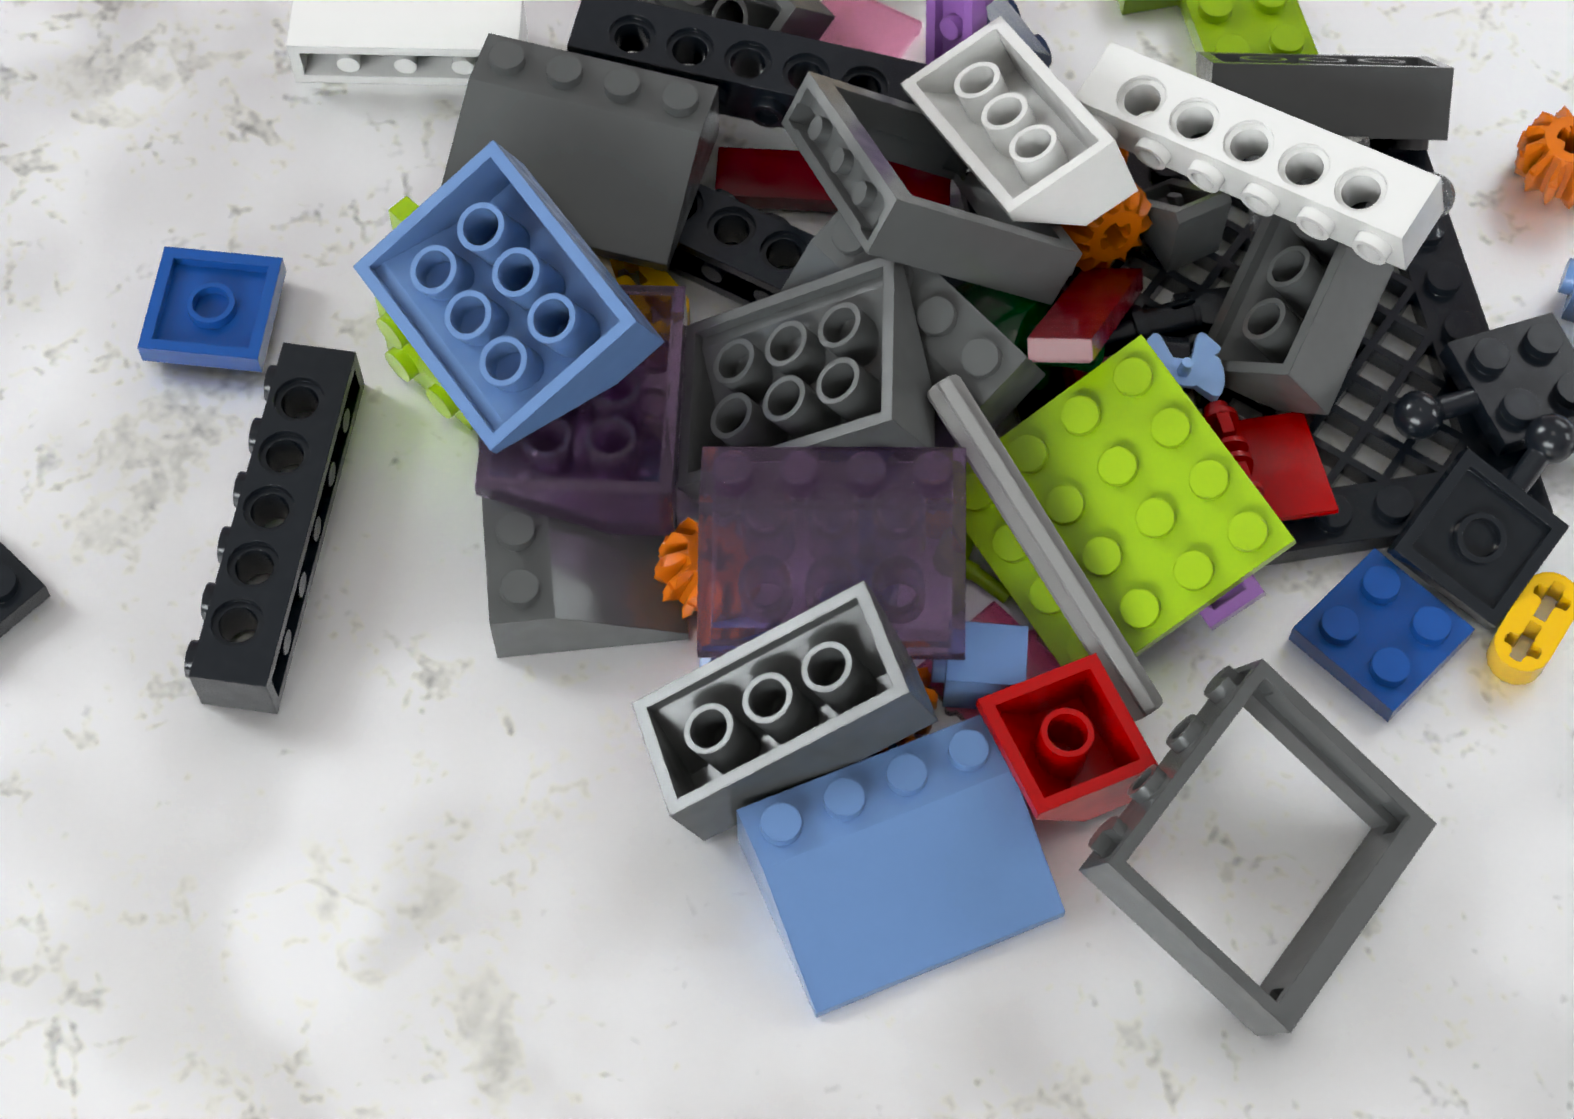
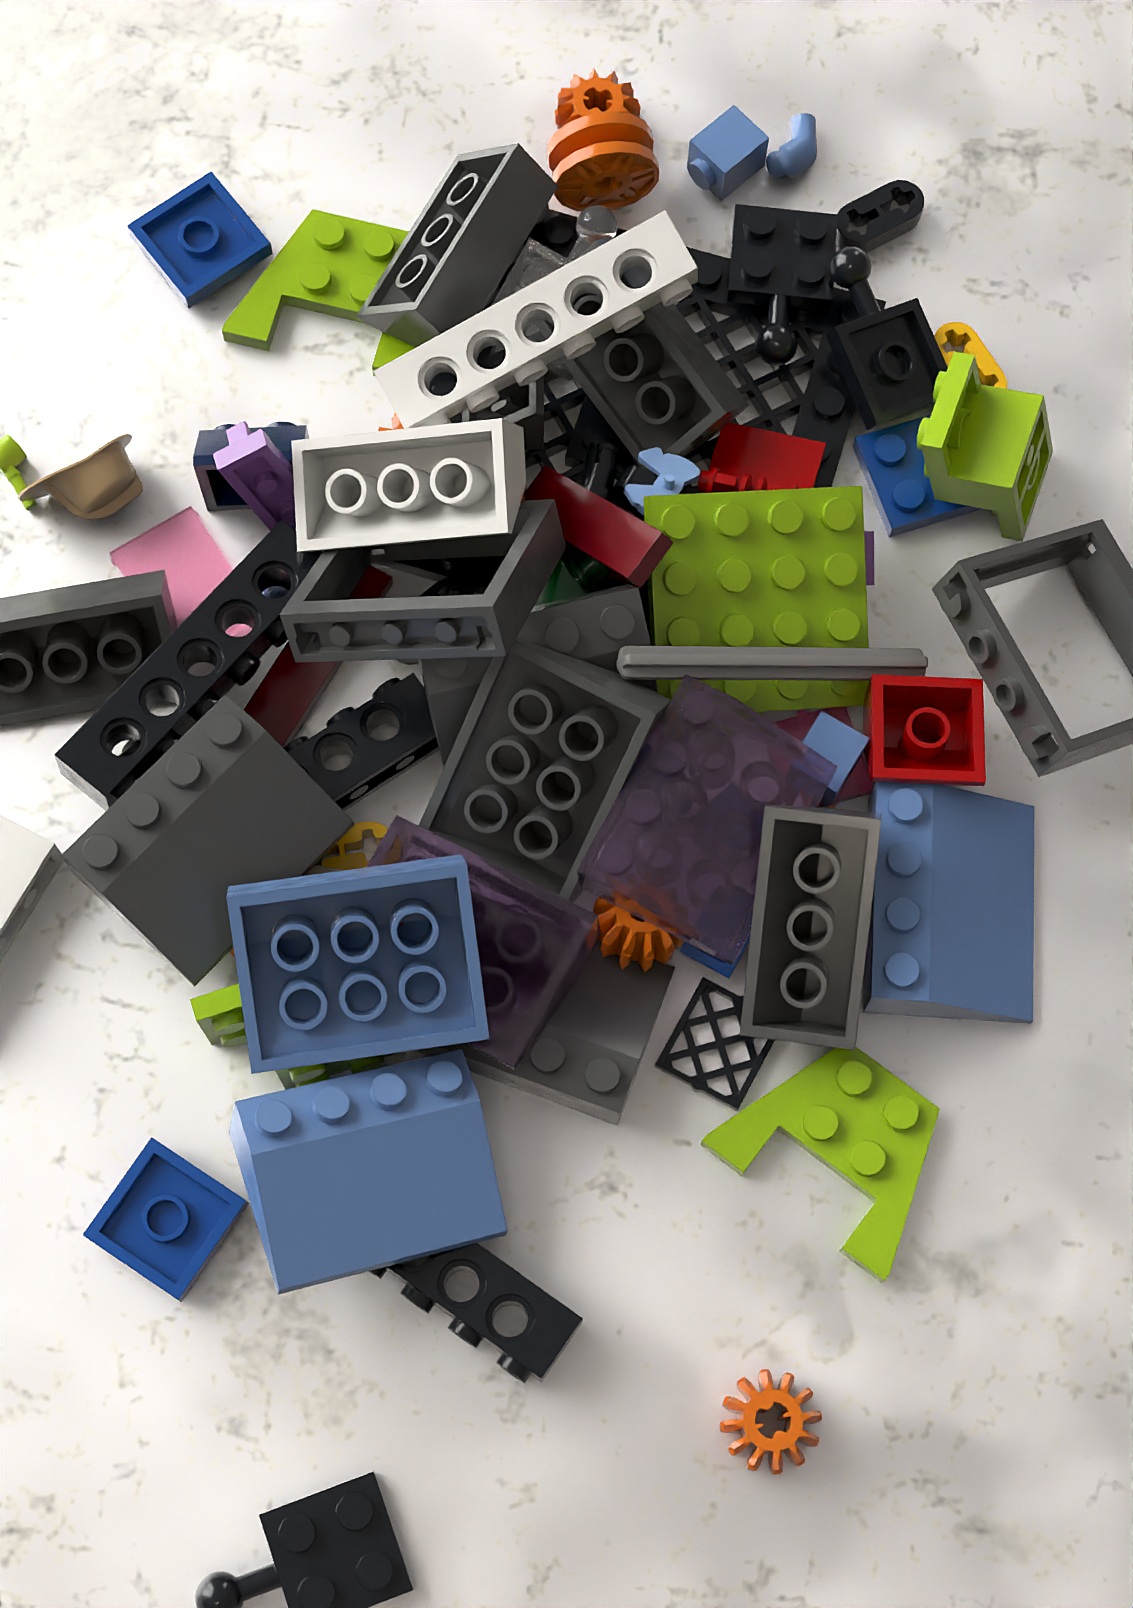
camera: 65 degrees left, 10 degrees up
(226, 906) = (778, 1440): none -> orange gear
(320, 423) = (368, 1170): none -> medium blue slope
(579, 710) = (699, 1081): none -> black window
(607, 882) = (857, 1125): none -> lime wing
(1435, 658) = (985, 445): none -> lime bracket
(1508, 173) = (603, 161): none -> orange wheel

